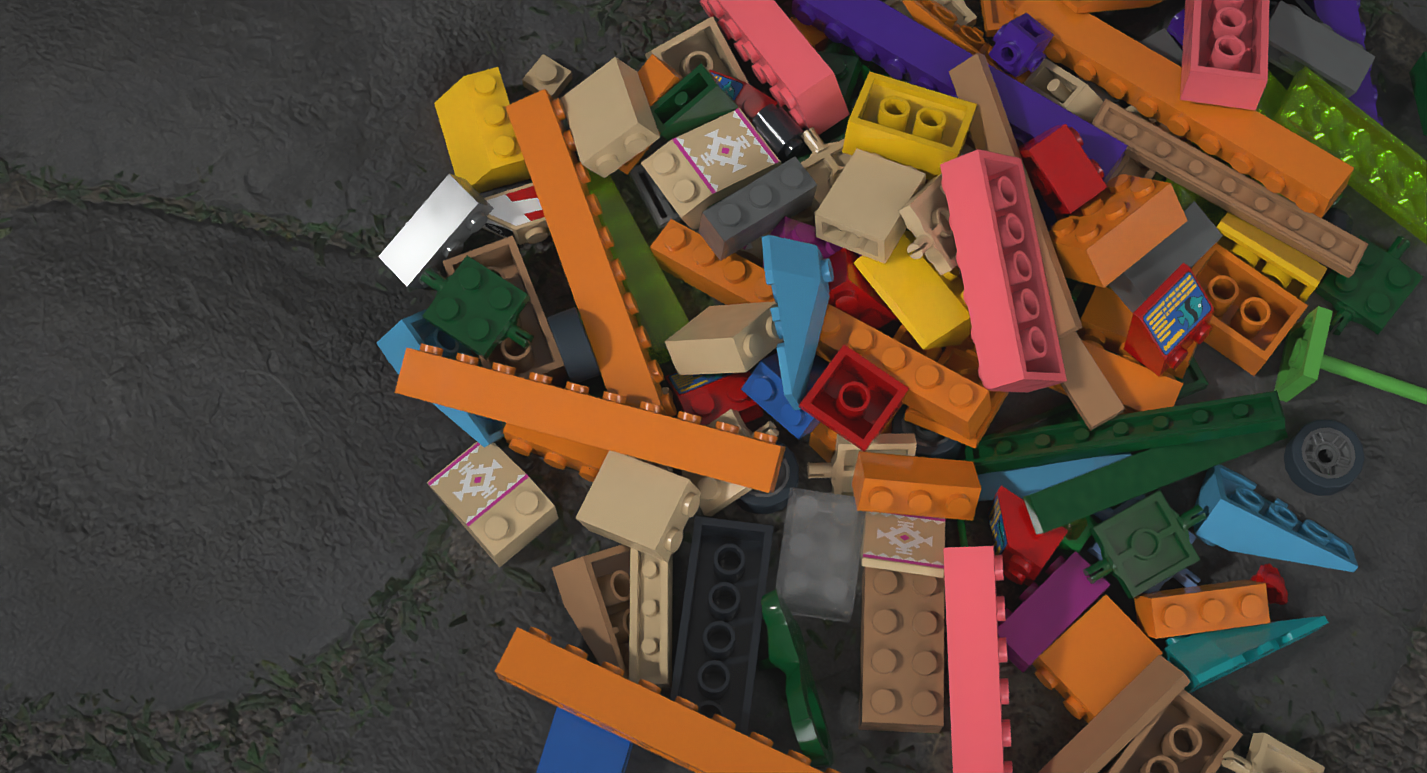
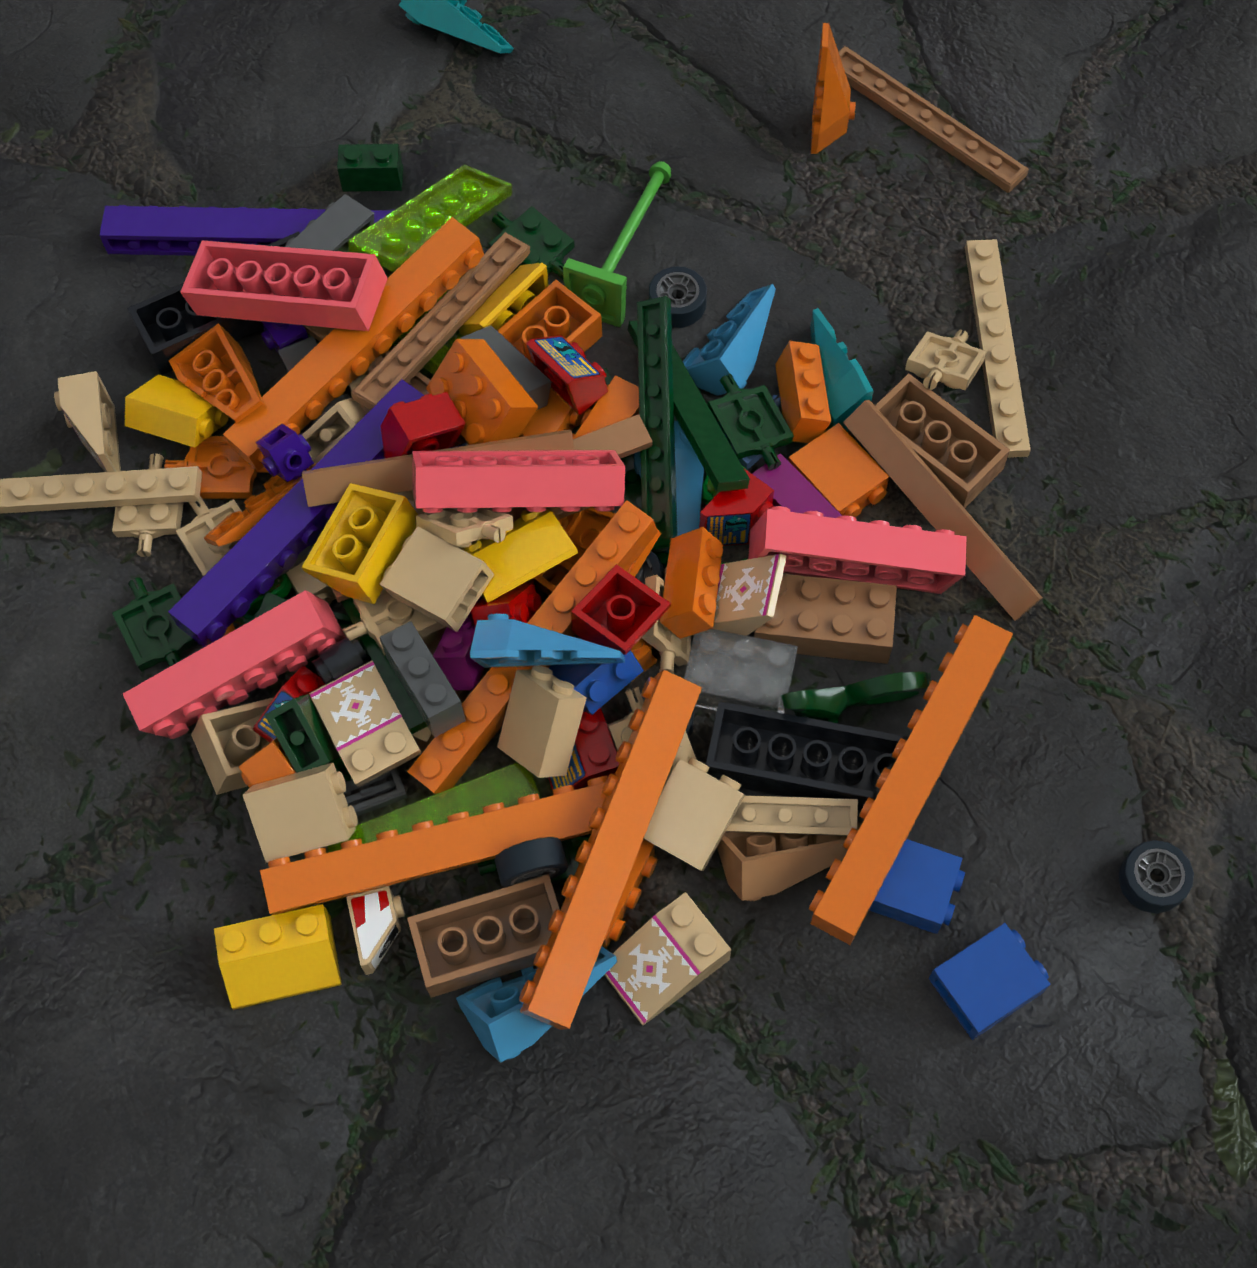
camera: 85 degrees left, 5 degrees down
(436, 231) = (391, 996): brick -> none
(476, 307) = (483, 951): dark green plate -> none
(547, 75) = (224, 892): tan plate -> none
(1274, 582) = (776, 347): red piece -> none

